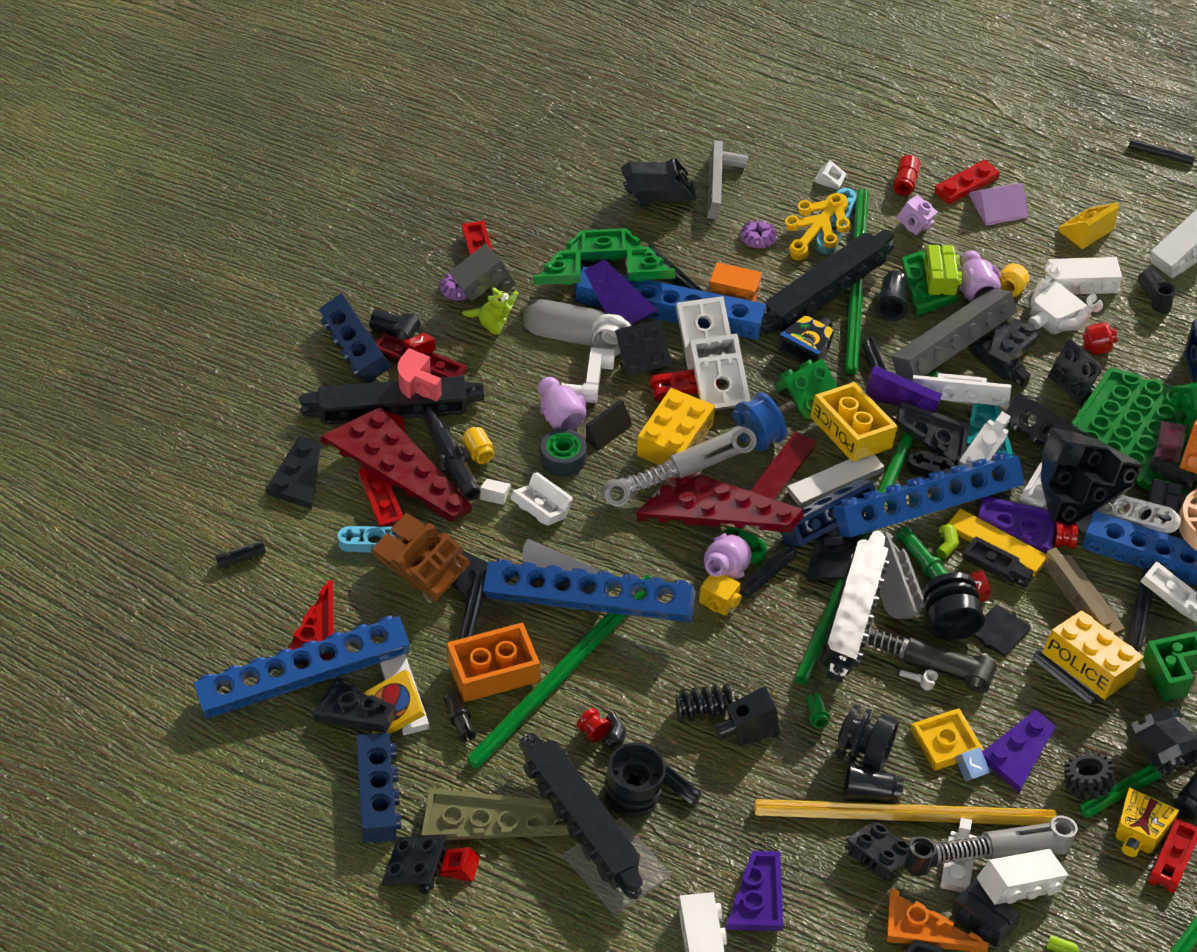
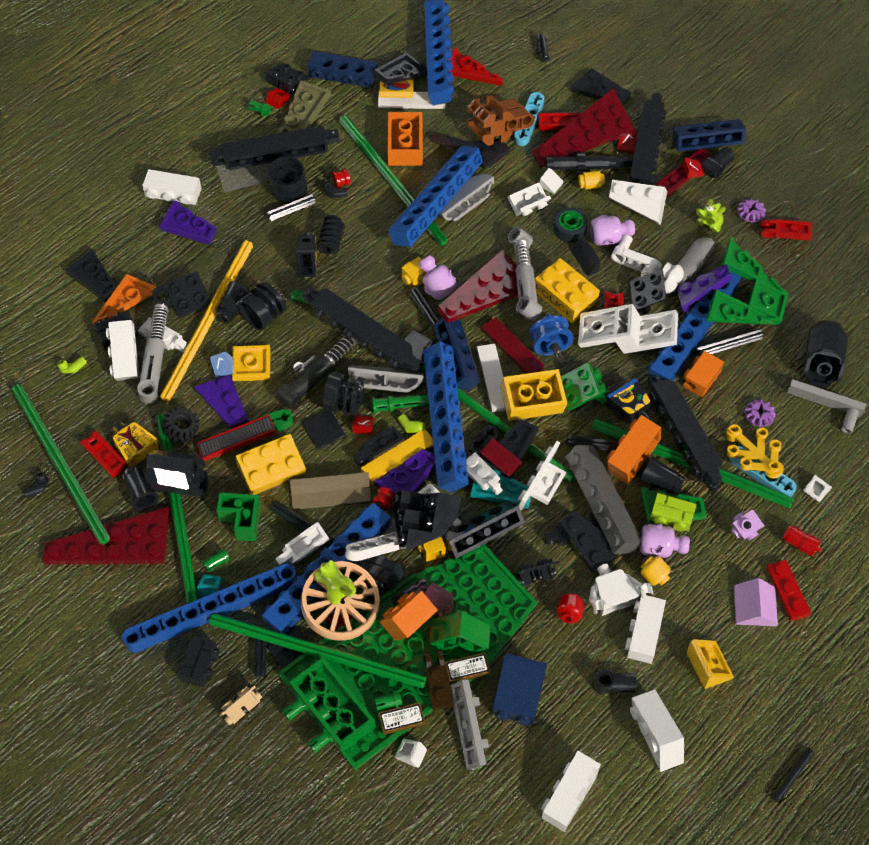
camera: 110 degrees right, 10 degrees up
(416, 377) = (654, 145): coral brick -> none
(459, 716) = (376, 119): black pin -> none
(481, 272) = (748, 214): dark grey brick -> none
(495, 872) = (263, 109): none -> green pin
(498, 381) = (640, 198): none -> white wedge
(884, 311) = (633, 449): none -> orange brick
(894, 389) = (550, 432): dark purple wing -> none
(954, 433) = (501, 458): none -> dark red tile
(1020, 682) = (277, 419): none -> green beam
(1070, 710) = (236, 437): none -> tile

